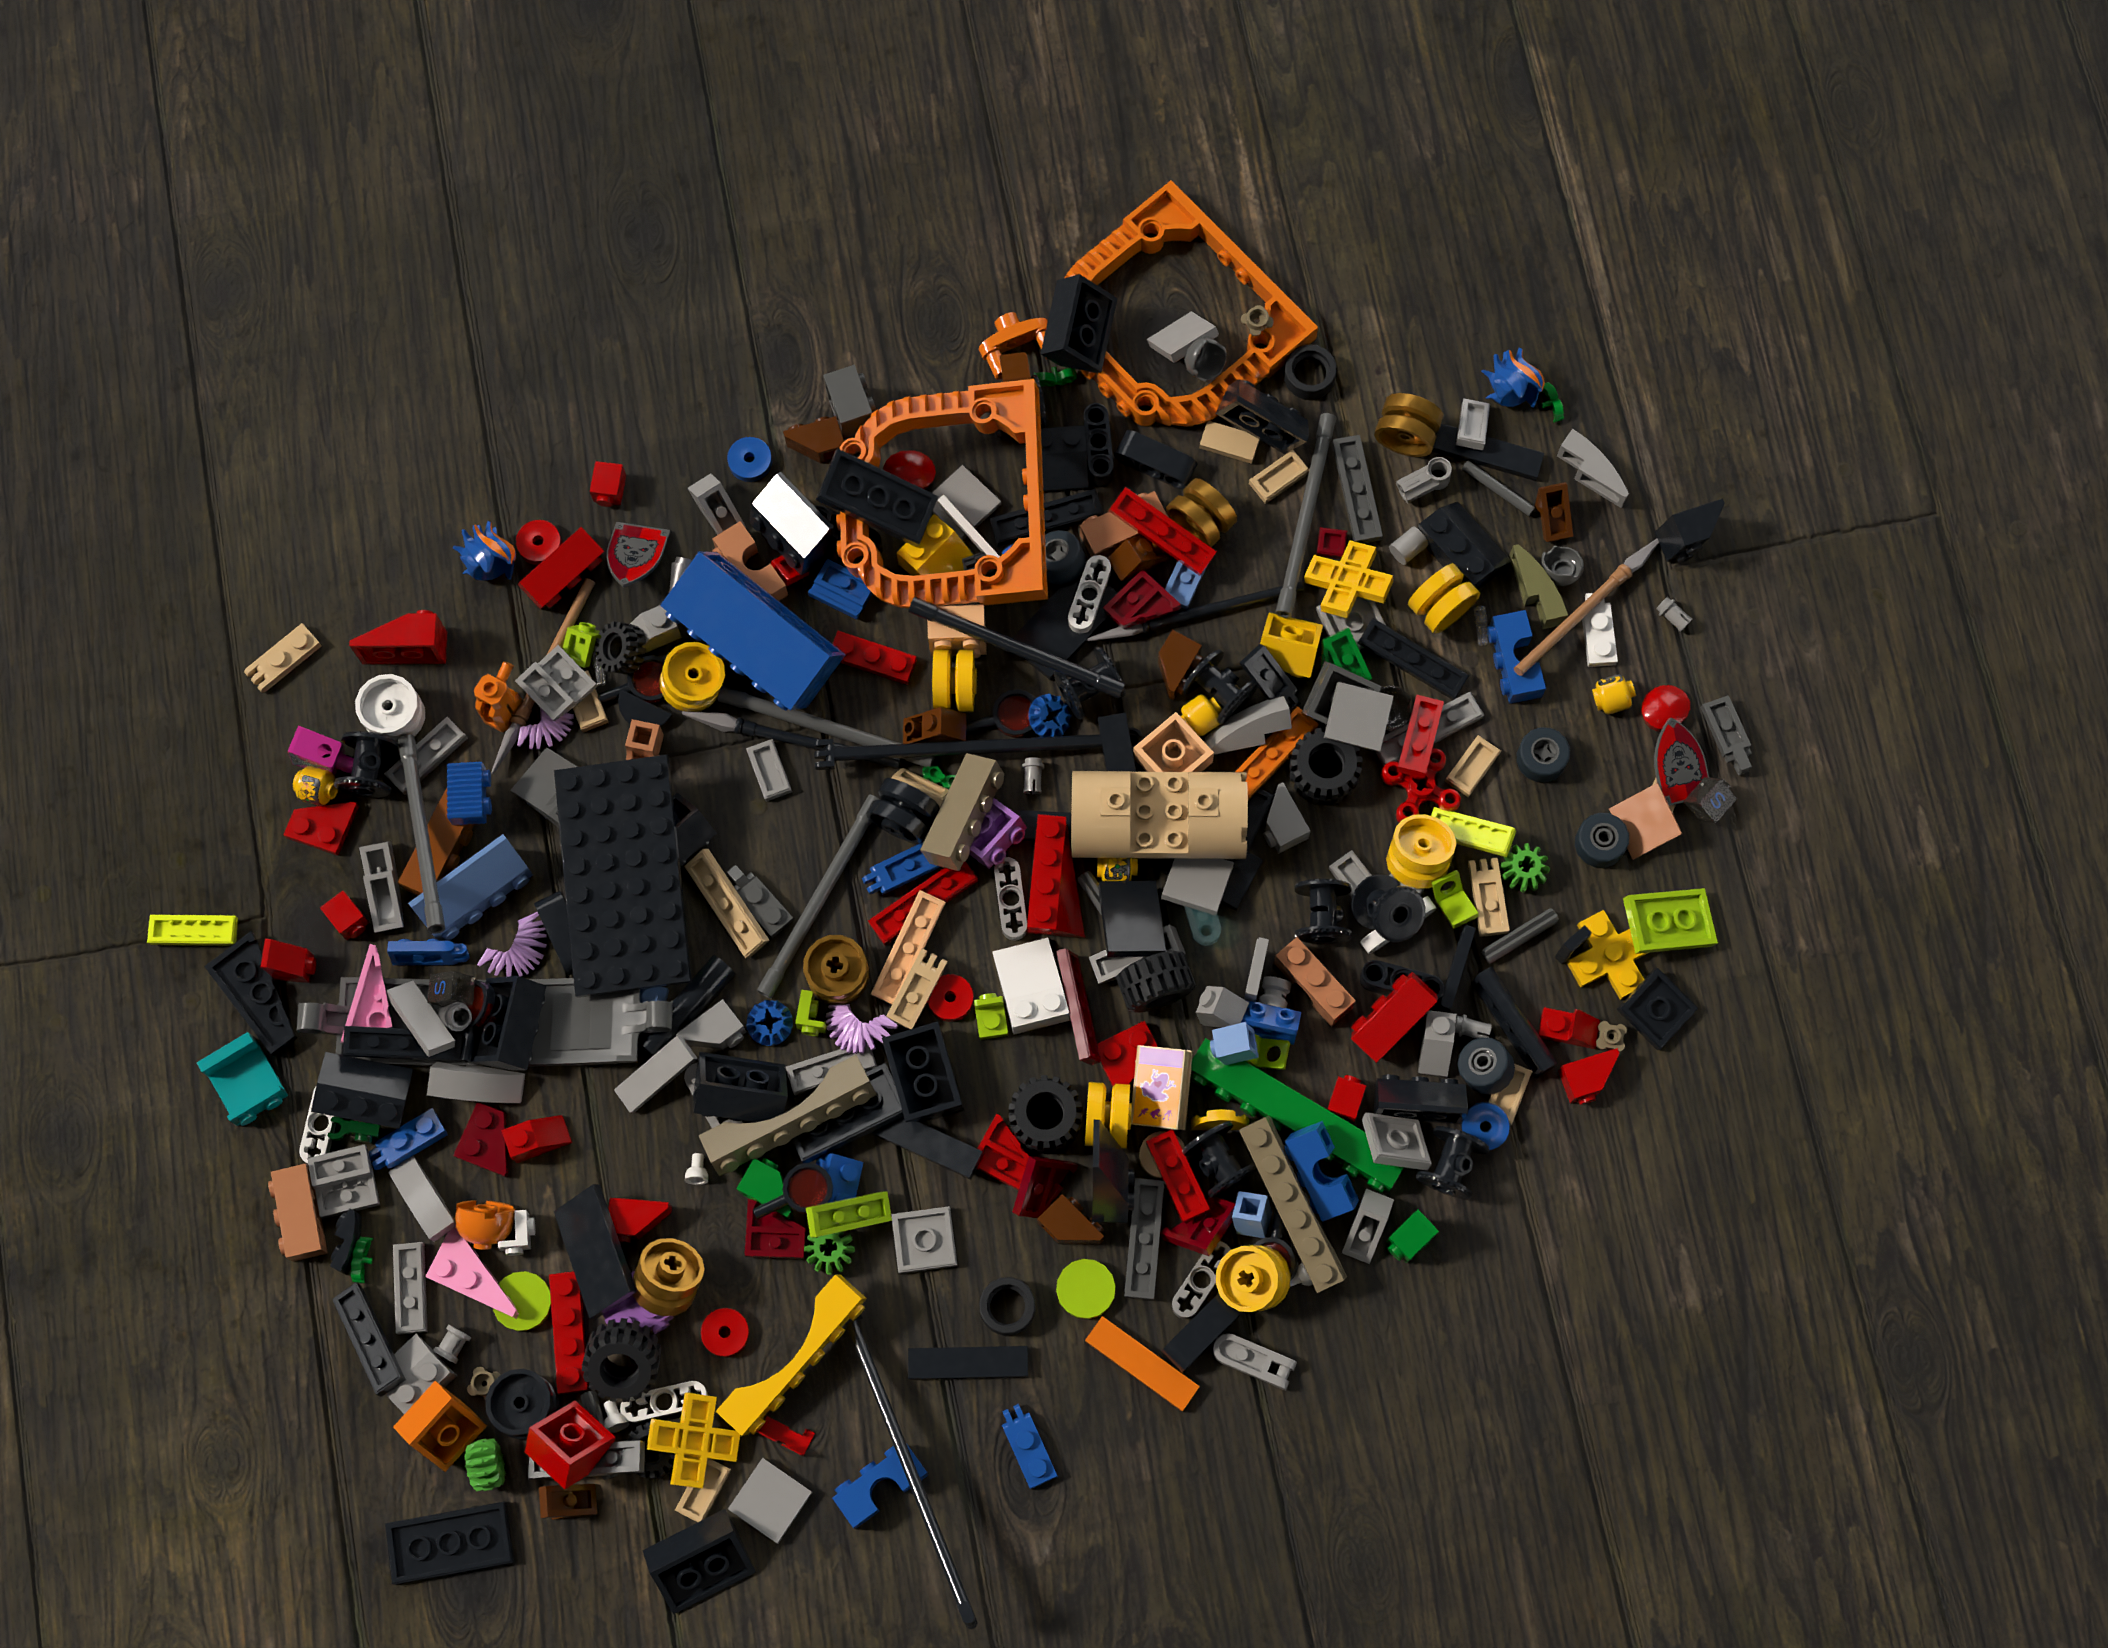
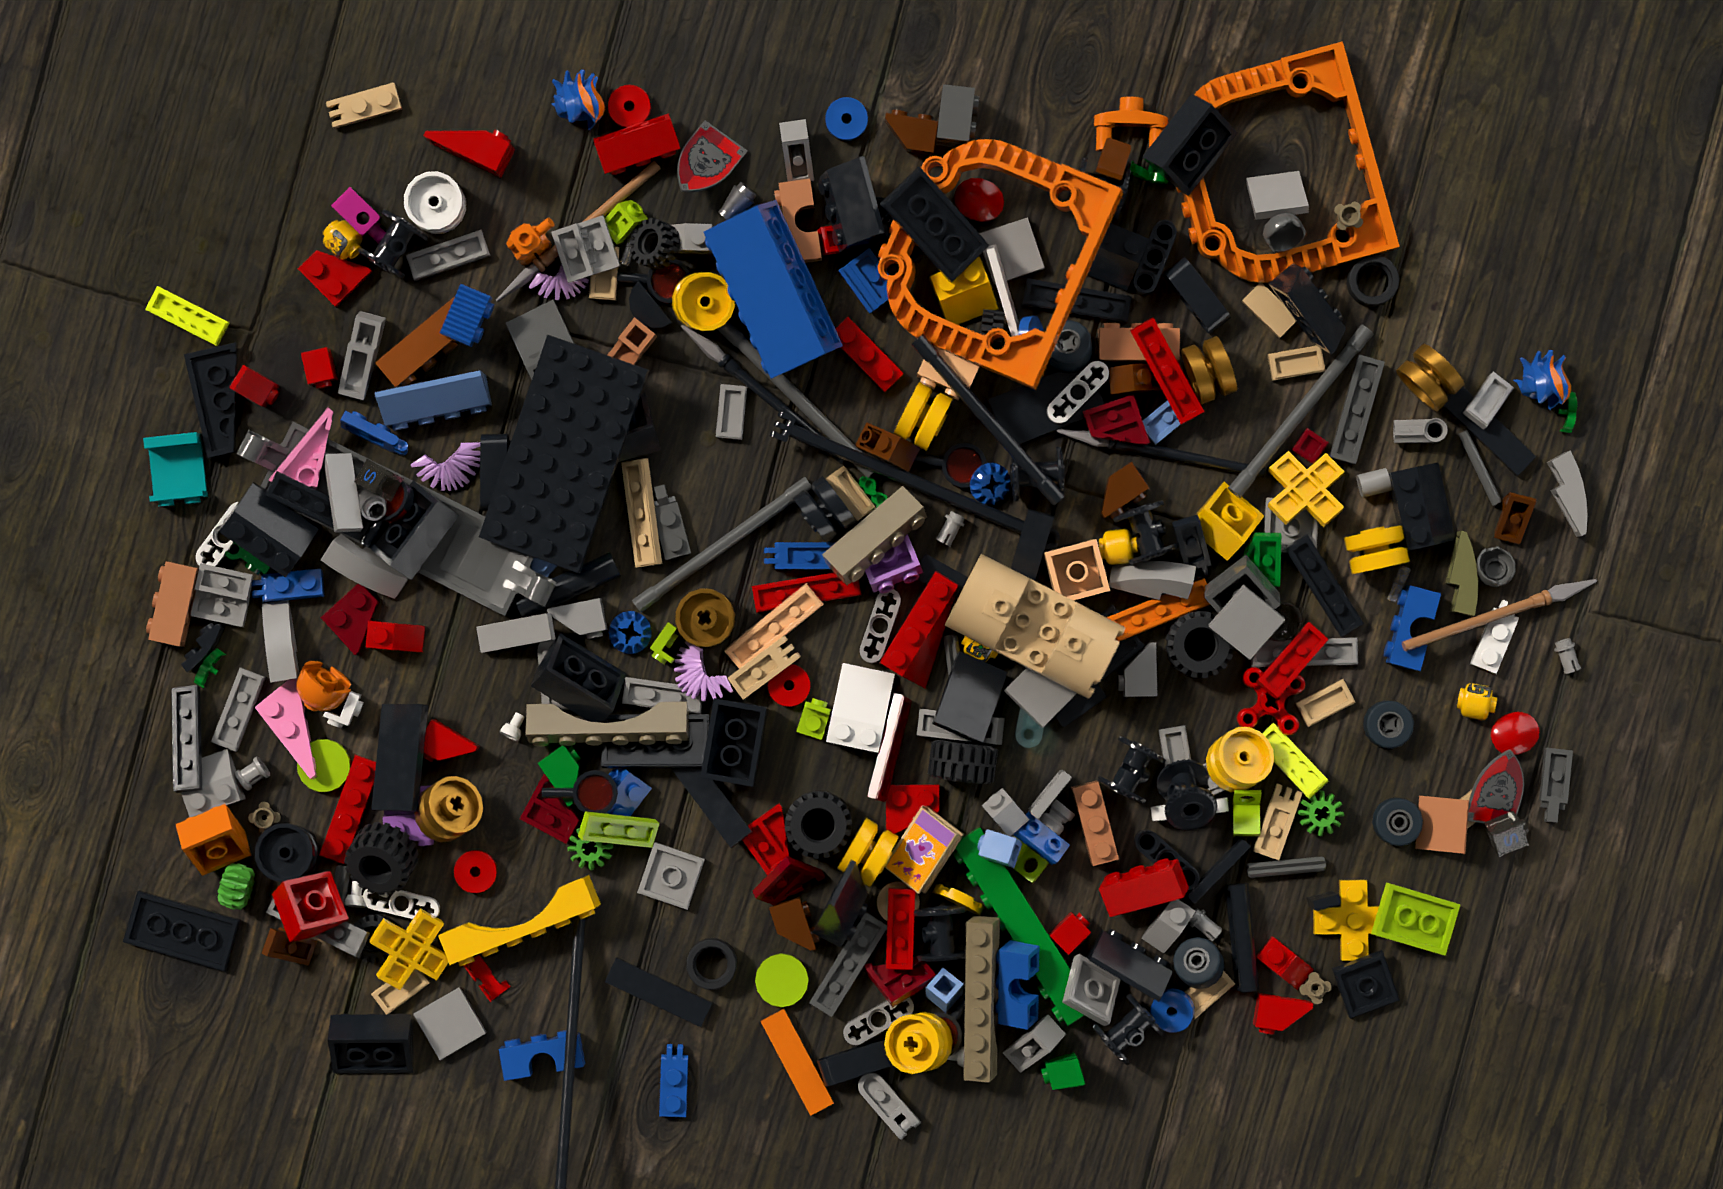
camera: 30 degrees right, 15 degrees up
(432, 908) = (392, 410): dark grey piece -> none
(607, 483) = (712, 84): red brick -> none
(1688, 530) = (1619, 594): black slope -> none

